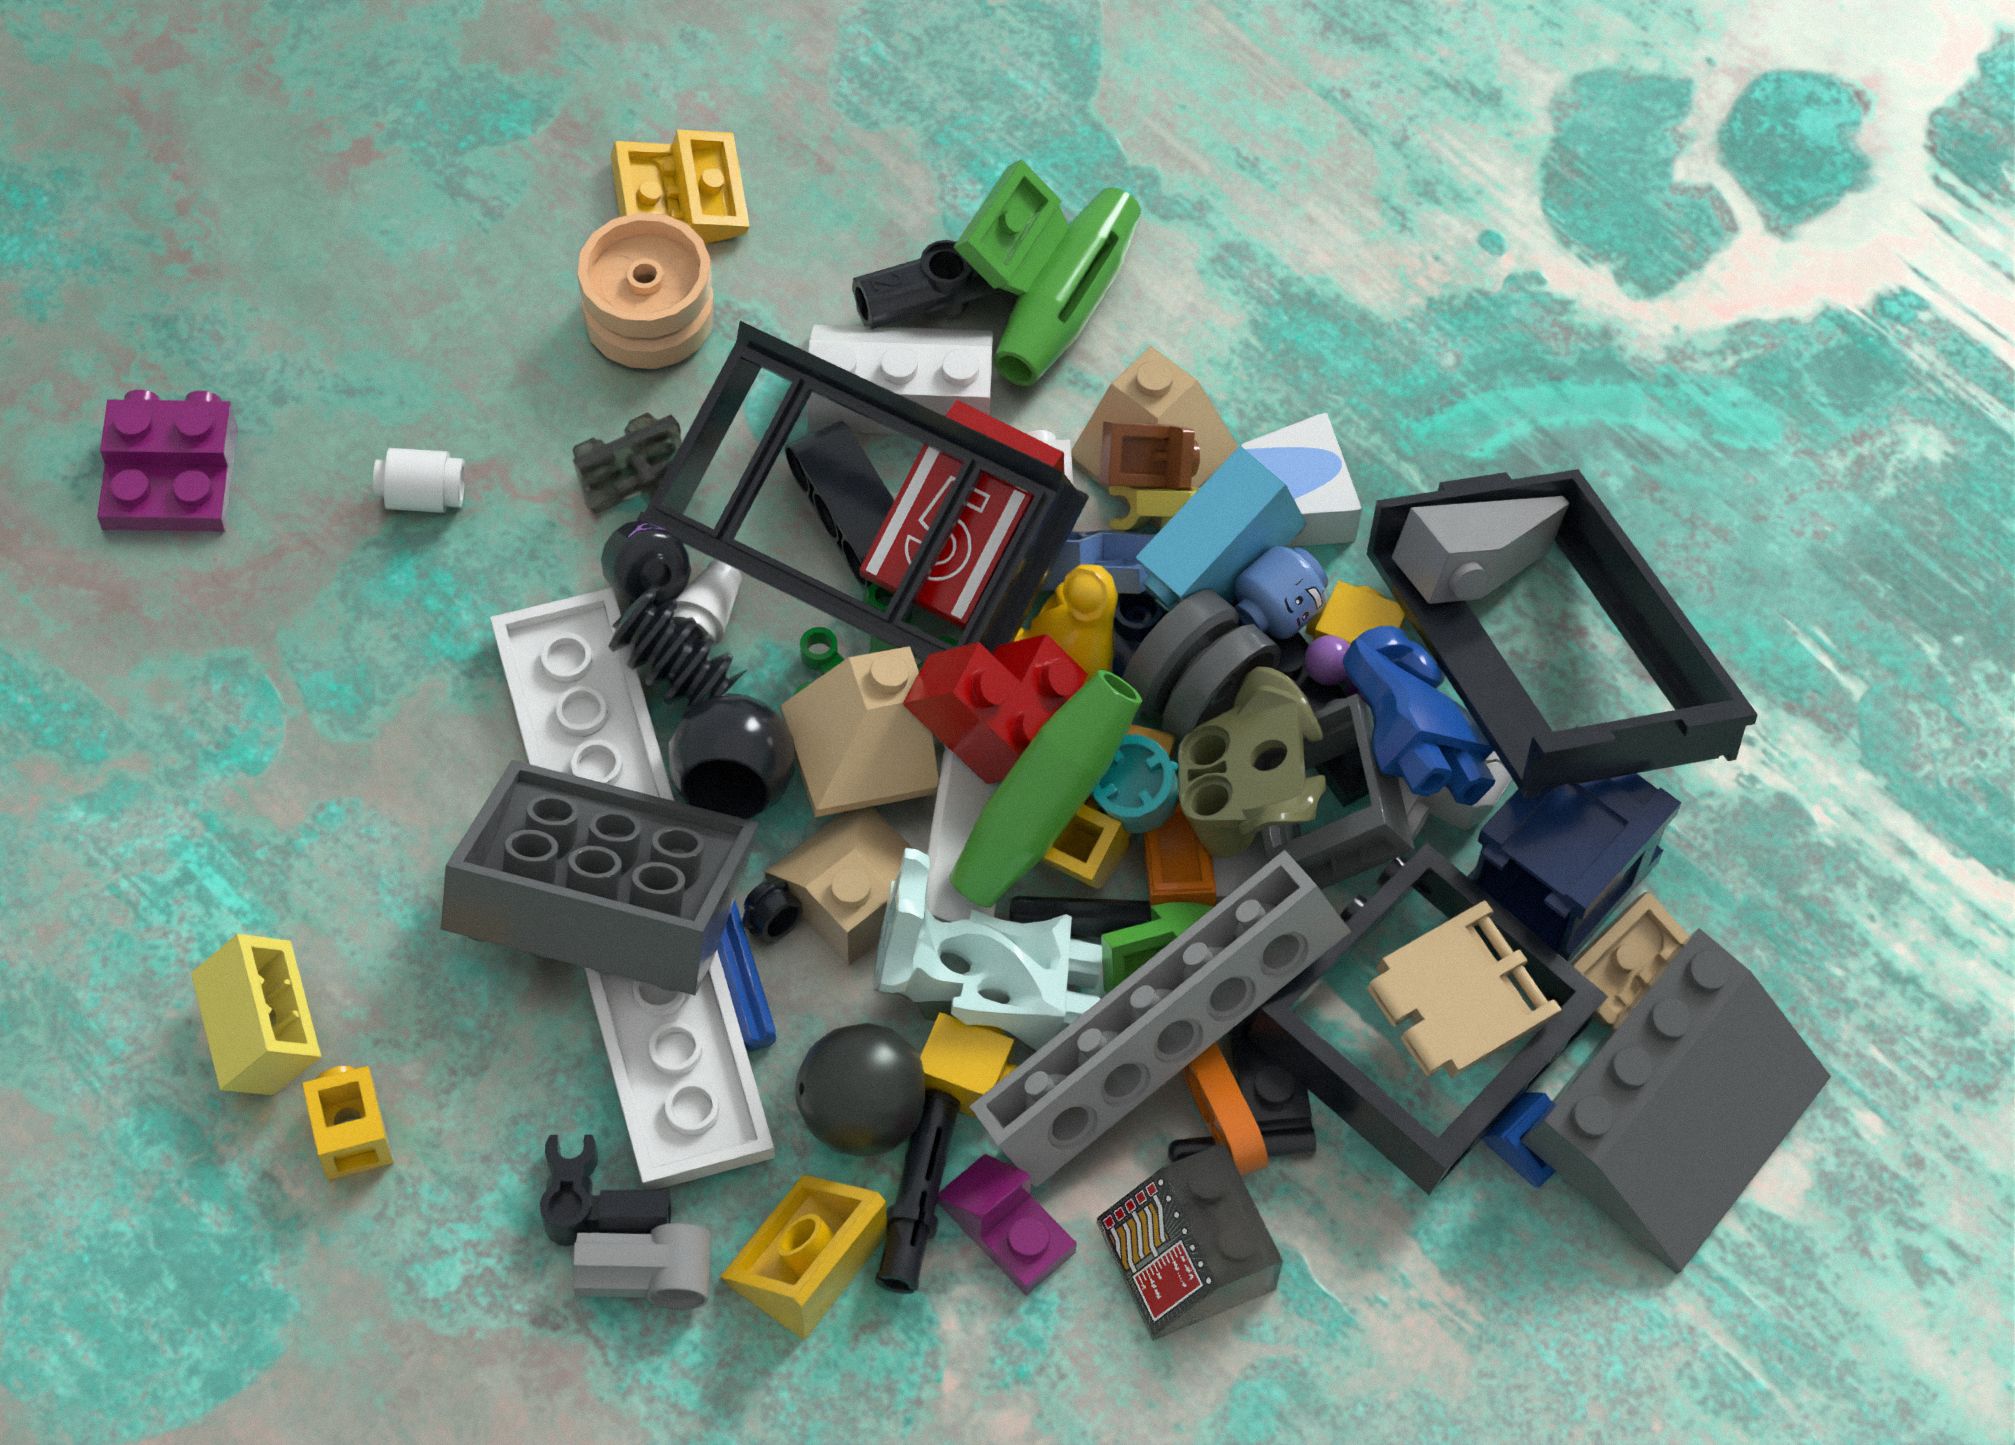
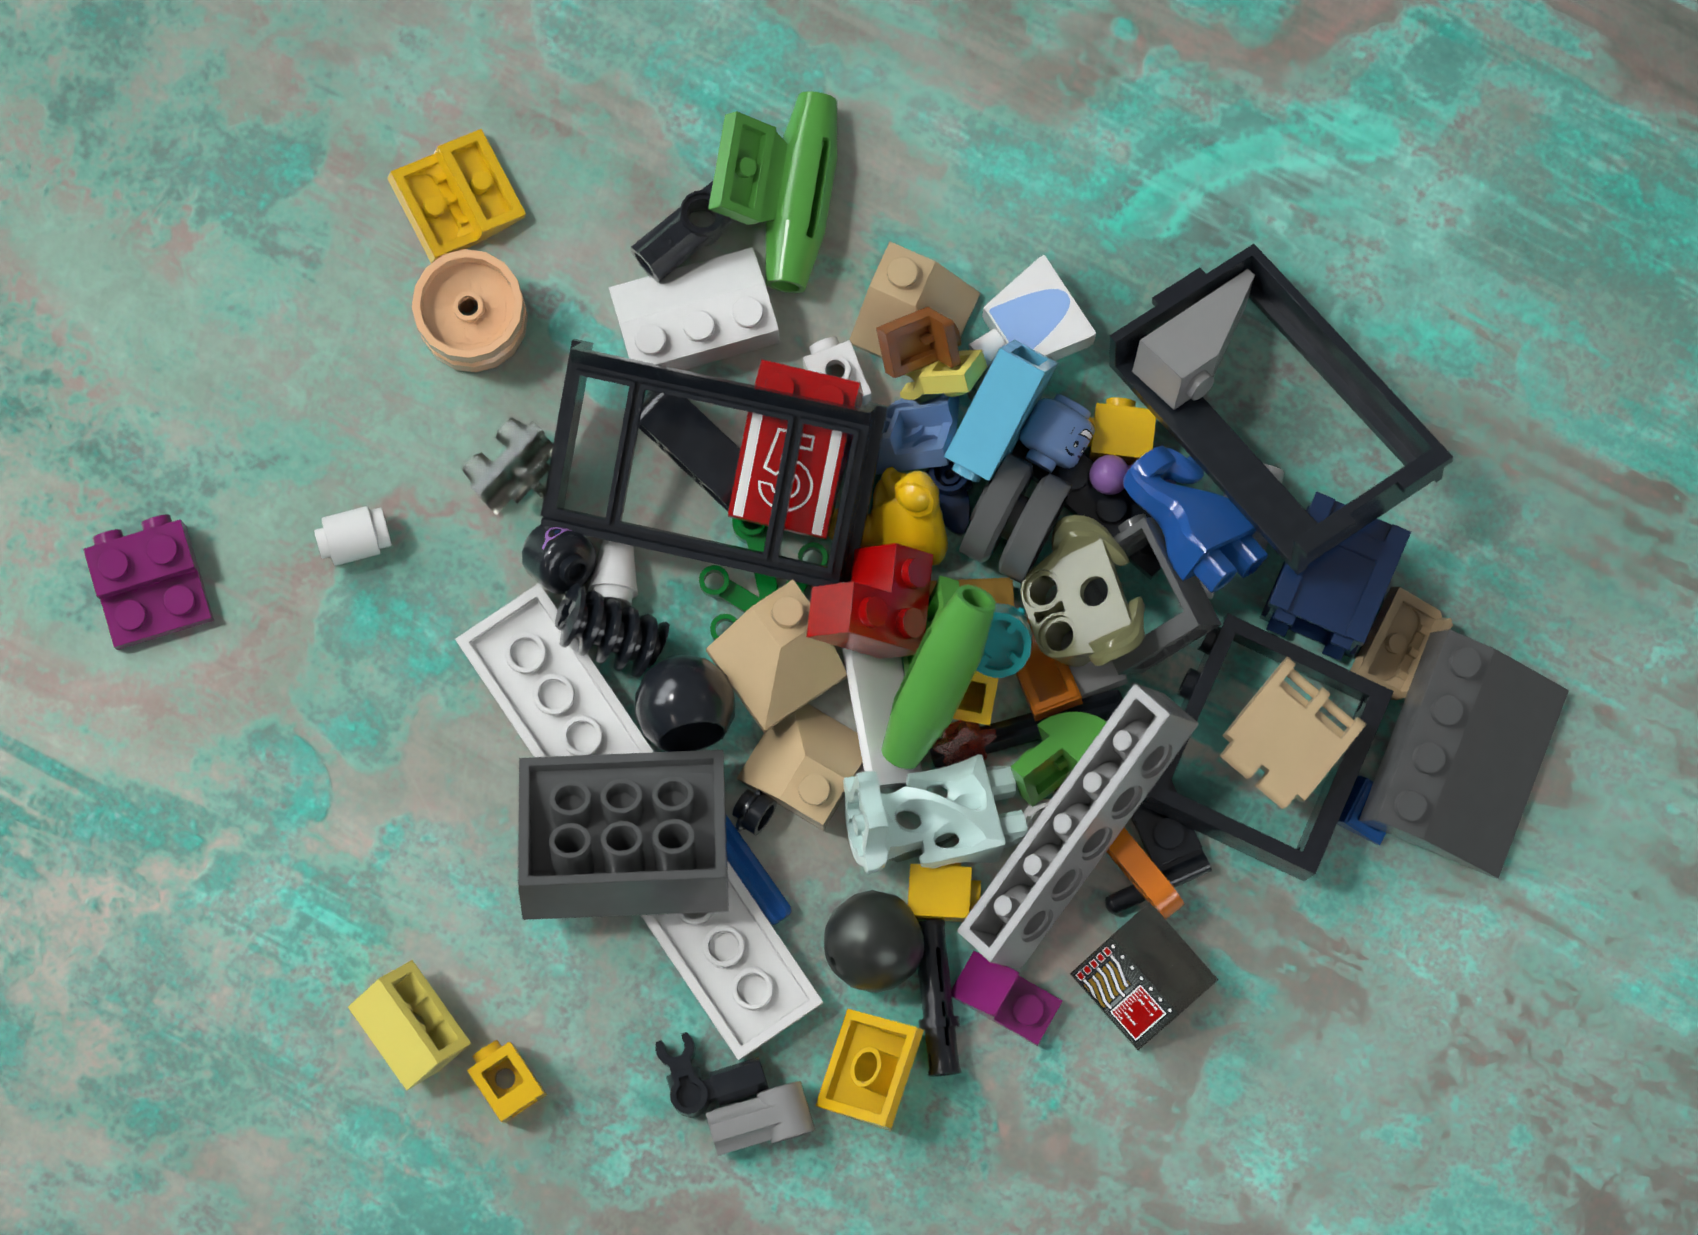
camera: 15 degrees left, 20 degrees up
(1057, 883) = (963, 741): none -> clear red plate

